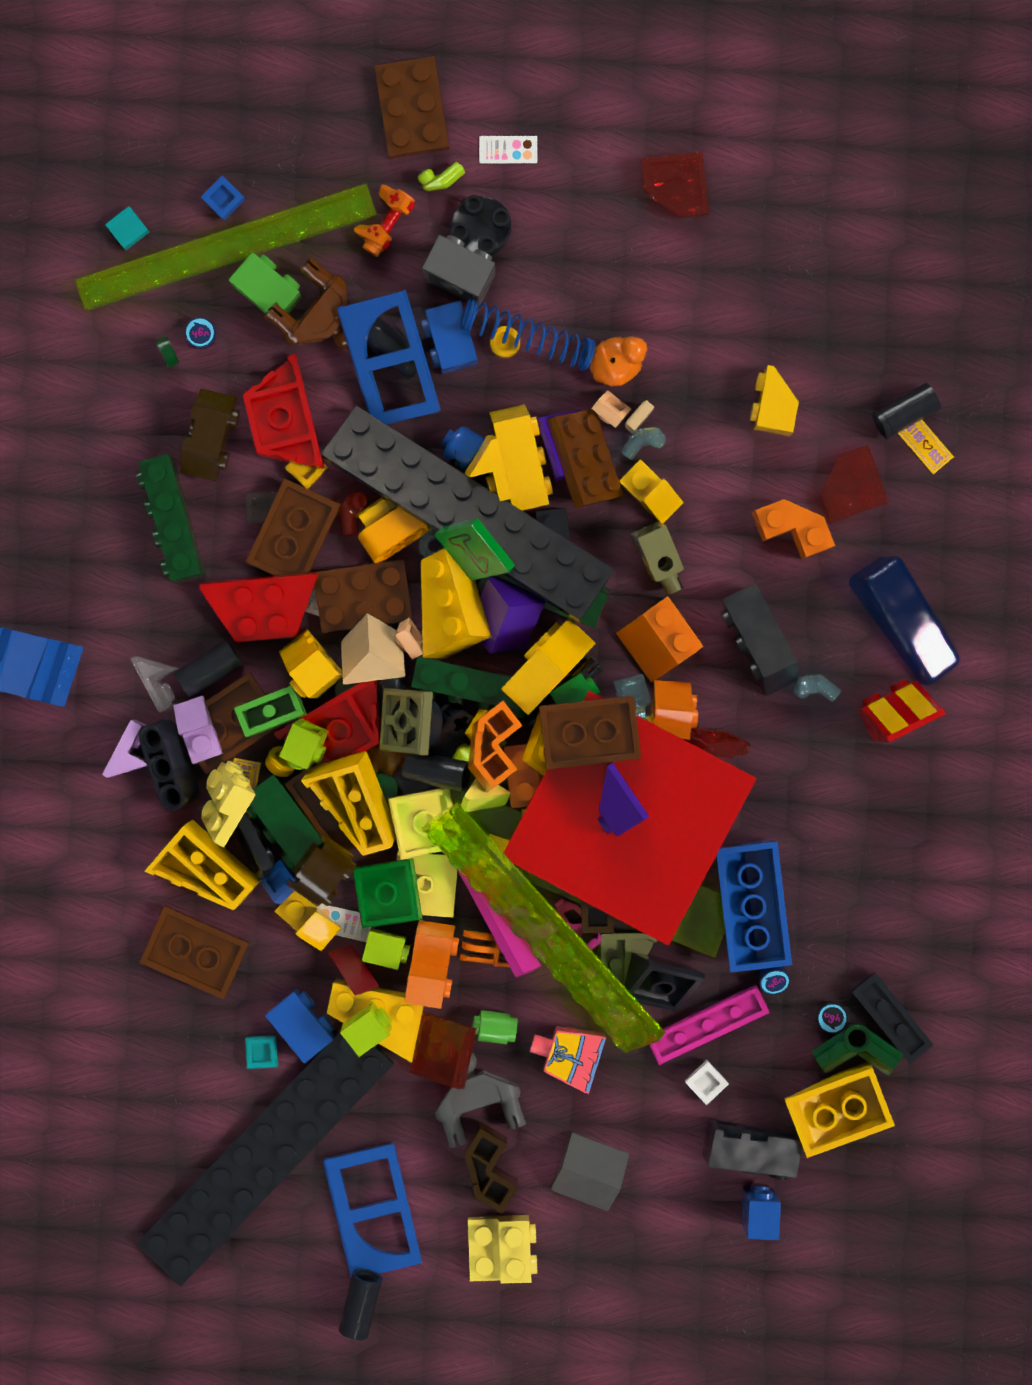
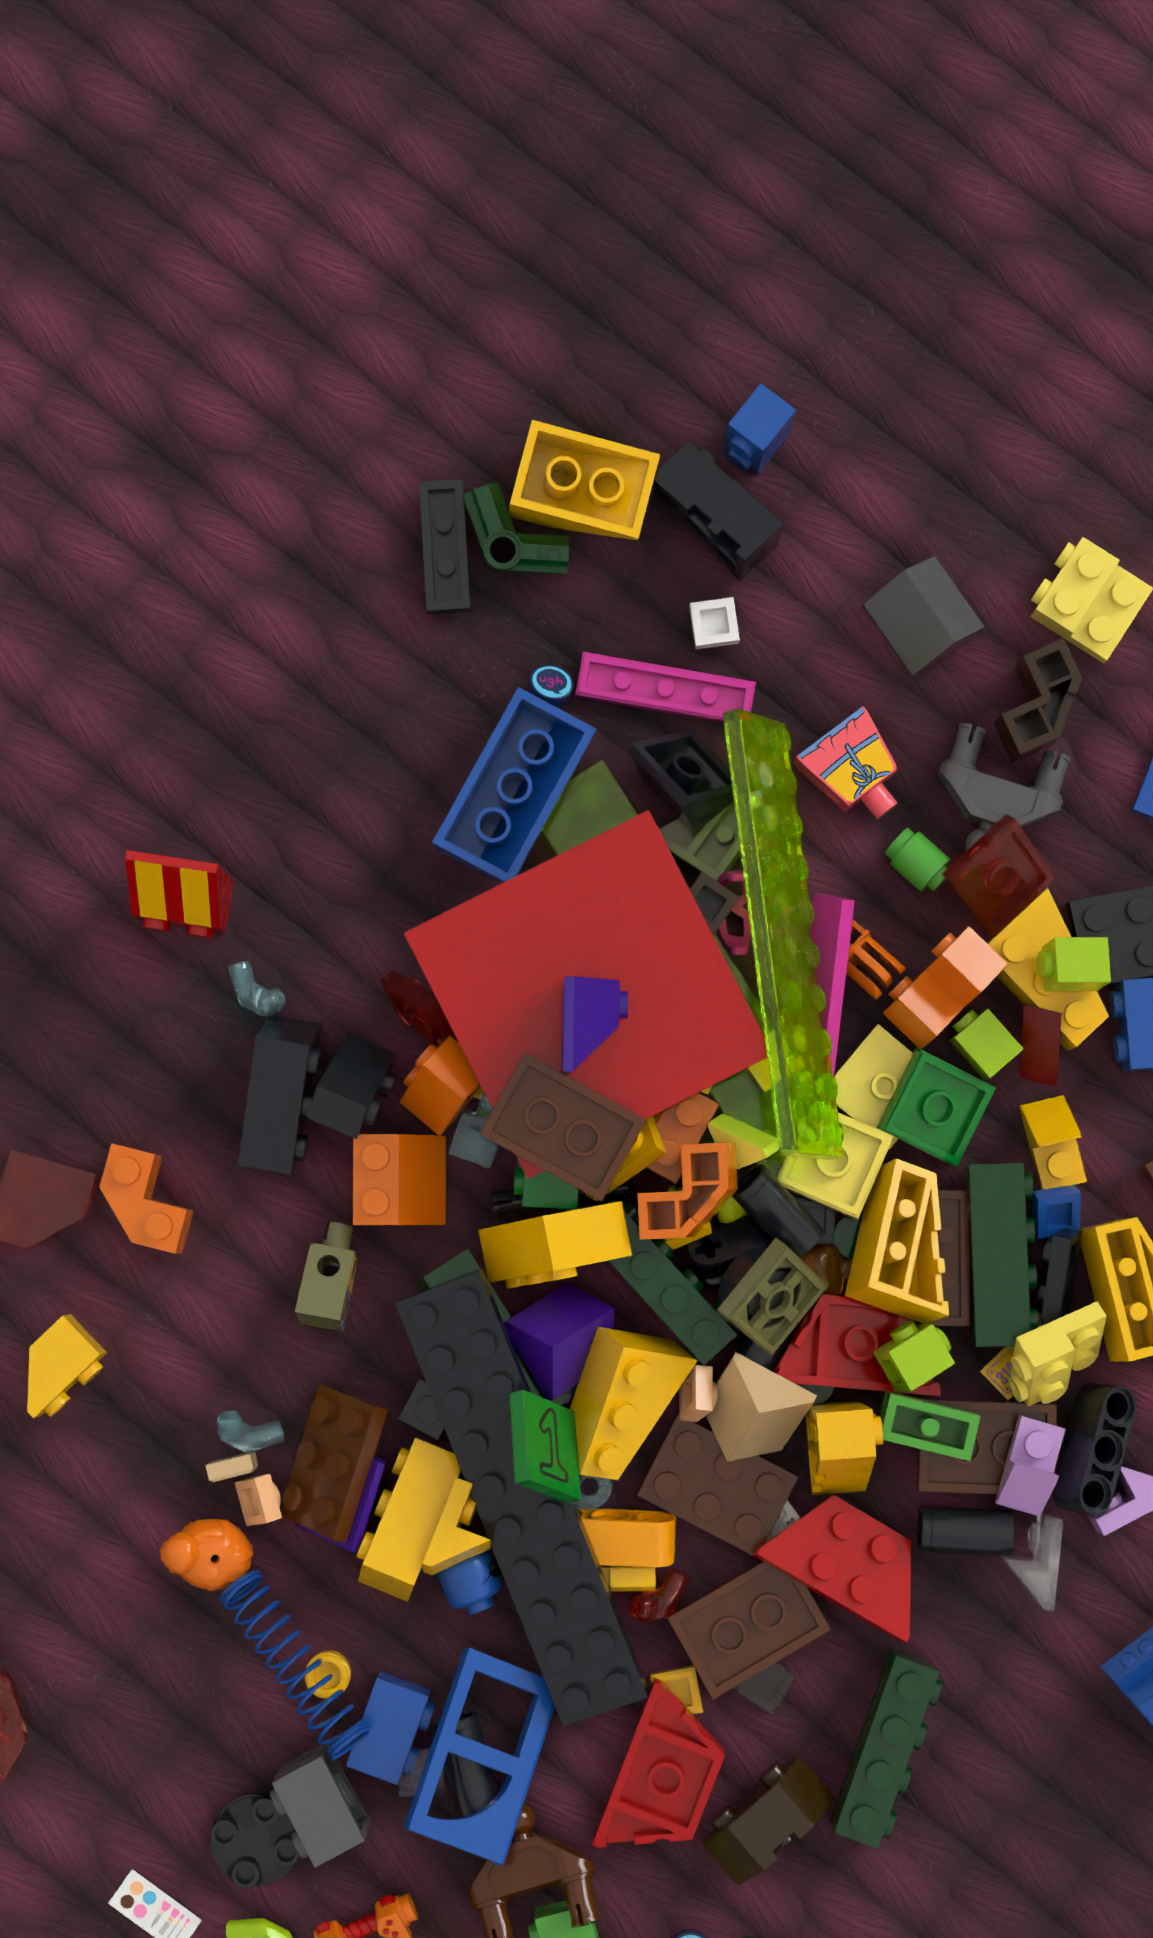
camera: 145 degrees left, 5 degrees down
(277, 764) = (963, 1354): yellow tile -> none
(321, 871) = (999, 1189): dark brown brick -> none
(348, 921) = (1005, 1108): white sticker -> none
(651, 491) = (282, 1364): yellow slope -> none
(722, 672) = (353, 1085): none -> black brick
(831, 1017) = (514, 595): black tile -> none
(905, 618) = (90, 999): clear blue piece -> none

